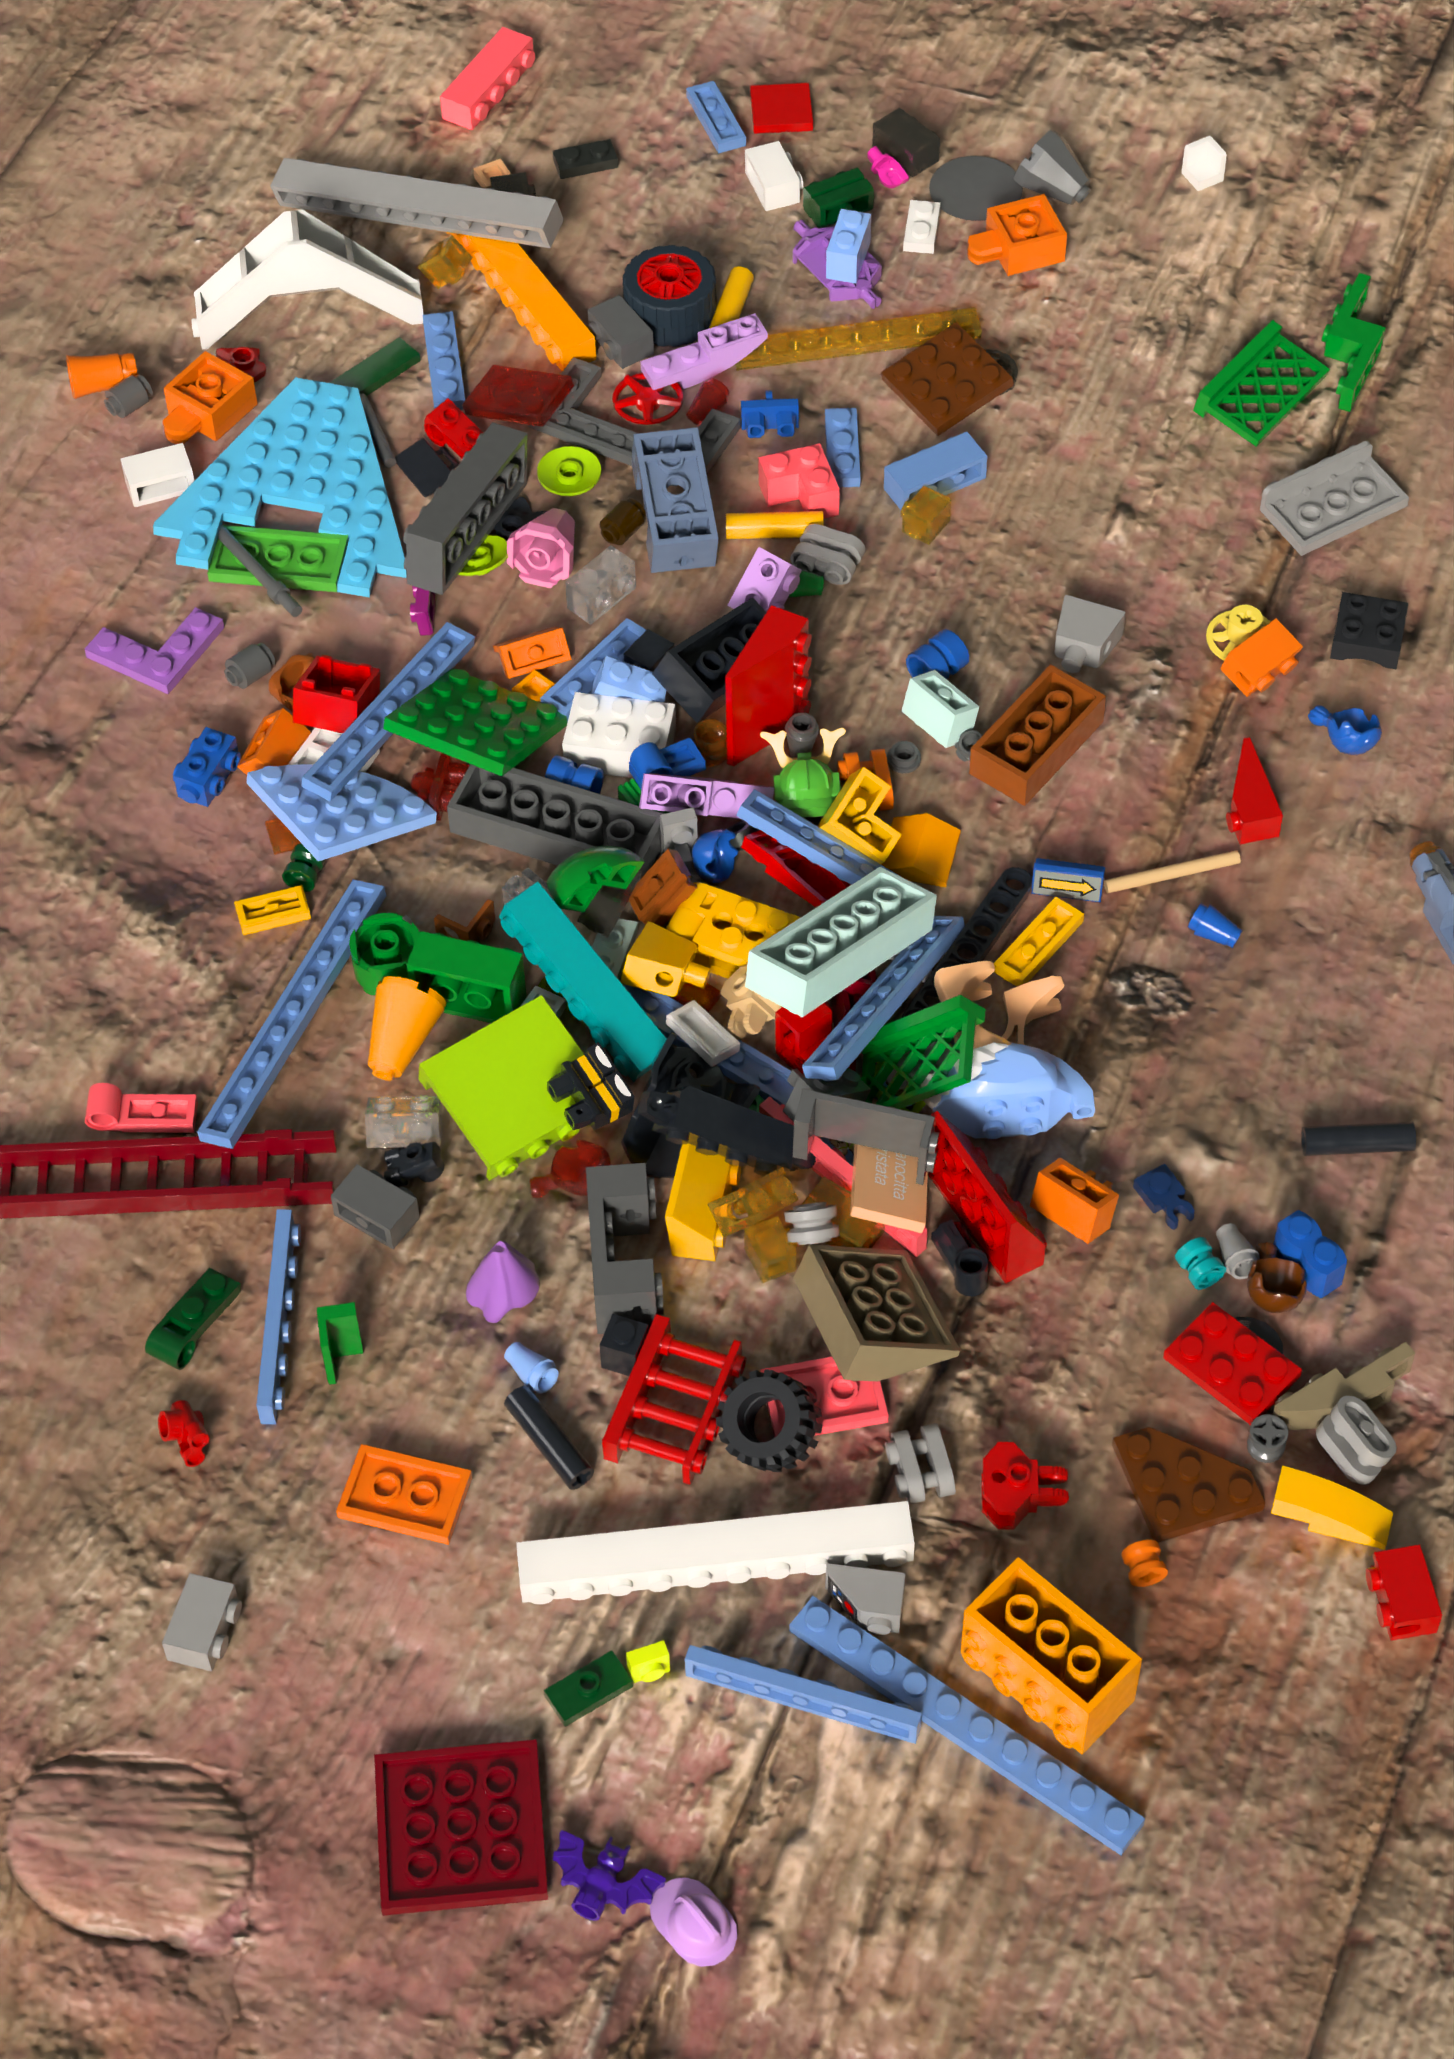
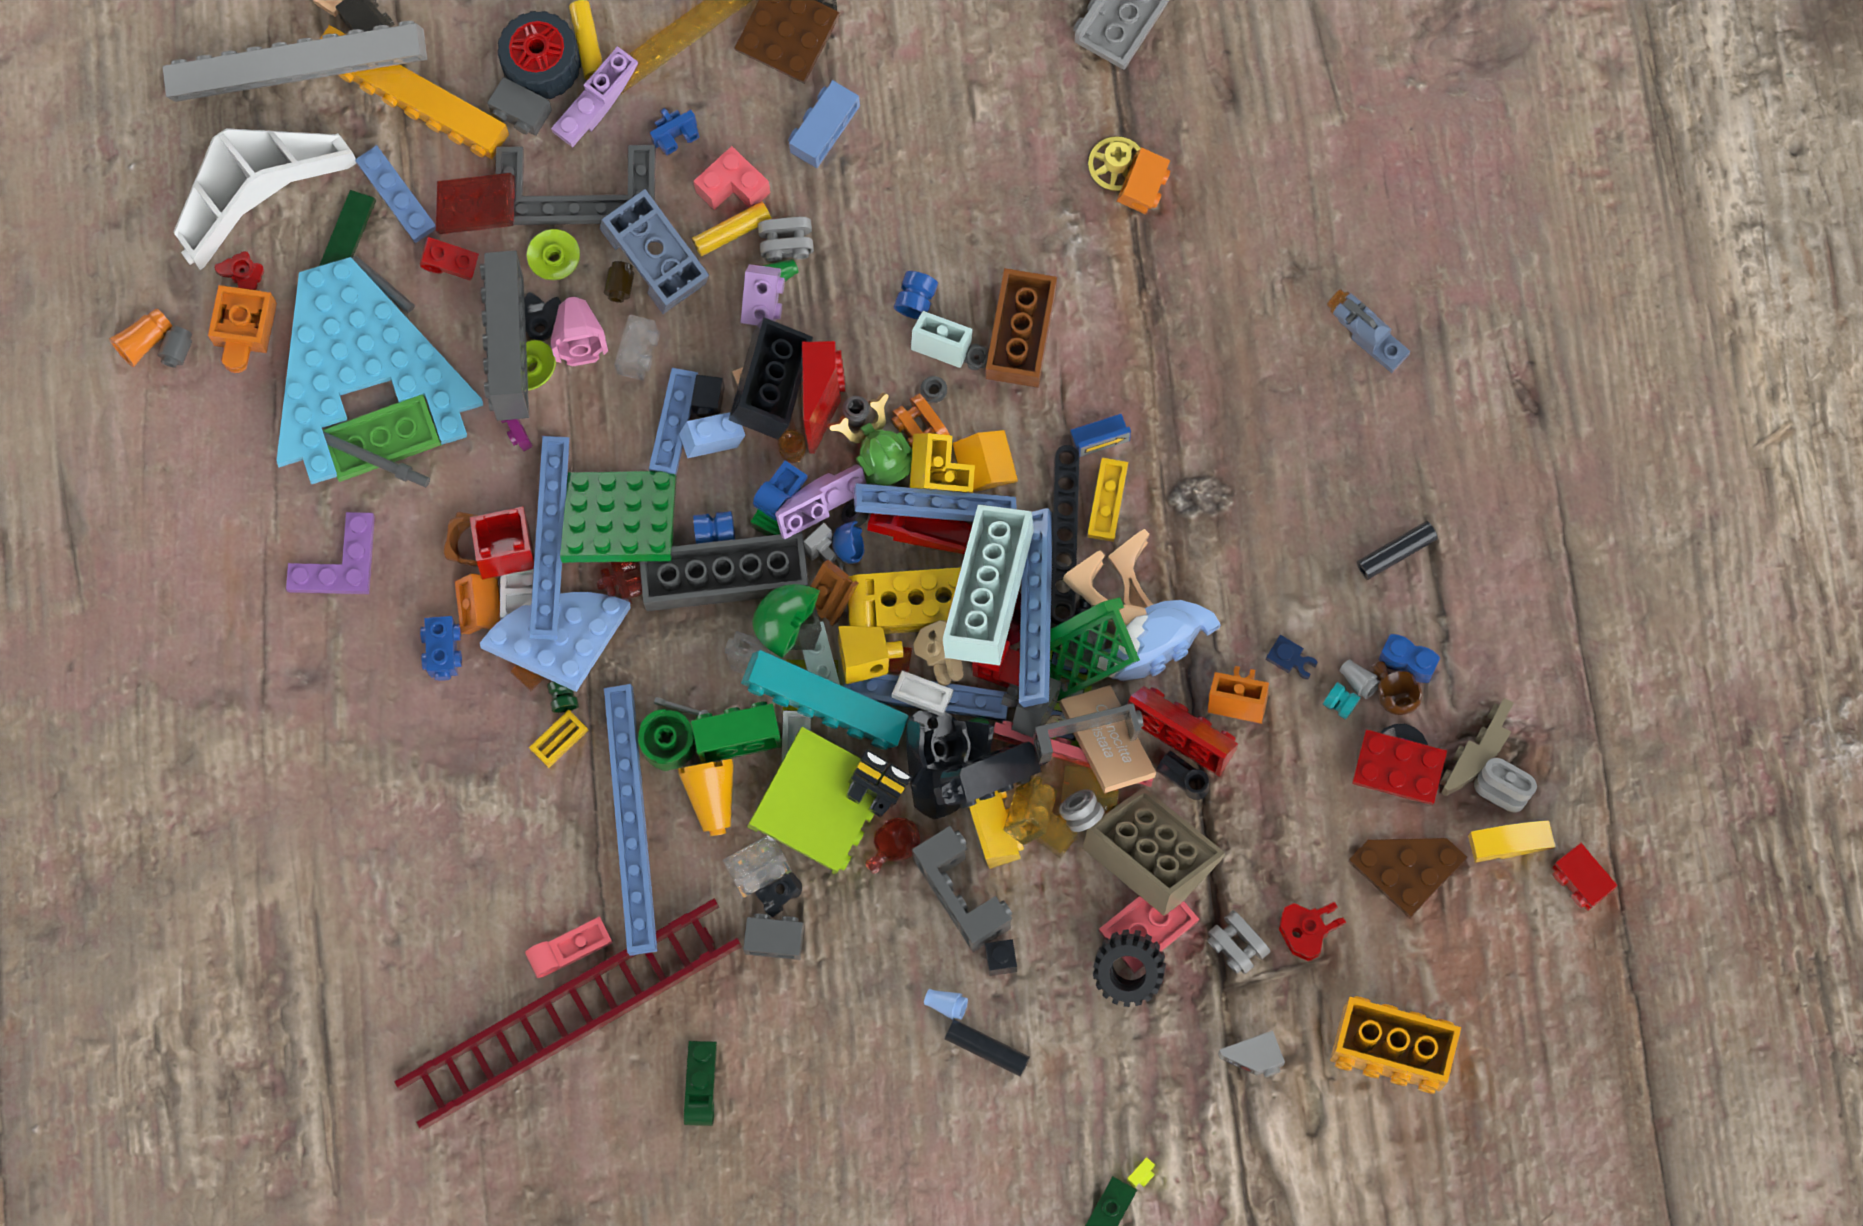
camera: 25 degrees left, 20 degrees up
(157, 474) = (244, 407): white brick -> none
(187, 1428) = (745, 1165): red plate -> none
(249, 665) = (418, 544): dark grey brick -> none
(277, 1328) = (763, 1063): medium blue plate -> none
(338, 1334) = (808, 1049): green panel -> none
(404, 1494) = (917, 1137): orange plate -> none
(425, 466) = (440, 299): black piece -> none
(445, 262) = (346, 104): clear yellow brick -> none
(477, 929) = (703, 696): dark orange bracket -> none
(502, 1282) = (893, 953): medium lavender hat -> none
(533, 651) = (616, 427): orange panel -> none
(534, 685) = (637, 458): light orange tile -> none
(609, 728) = (723, 473): white brick -> none
(646, 400) = (571, 157): red wheel -> none
(648, 1374) = (1033, 996): red fence -> none
(710, 395) = (619, 137): clear red cone -> none
(714, 1552) = (1141, 1074): white brick -> none
(815, 1697) = (1260, 1140): medium blue plate -> none
(843, 445) = (741, 129): medium blue plate -> none
(926, 515) = (837, 167): clear yellow brick -> none
(968, 1726) = (1357, 1108): medium blue plate -> none
(1087, 633) = (1007, 219): light grey torso -> none
(1144, 1563) = (1414, 940): orange wheel -> none
(1172, 871) = (1168, 392): tan bar -> none
(1214, 926) = (1219, 426): blue cone -> none
(1253, 806) = (1197, 311): red slope -> none
(1274, 1432) = (1449, 804): dark grey wheel -> none
(1348, 729) = (1233, 212): blue hair -> none
(1369, 629) = (1205, 116): black brick -> none

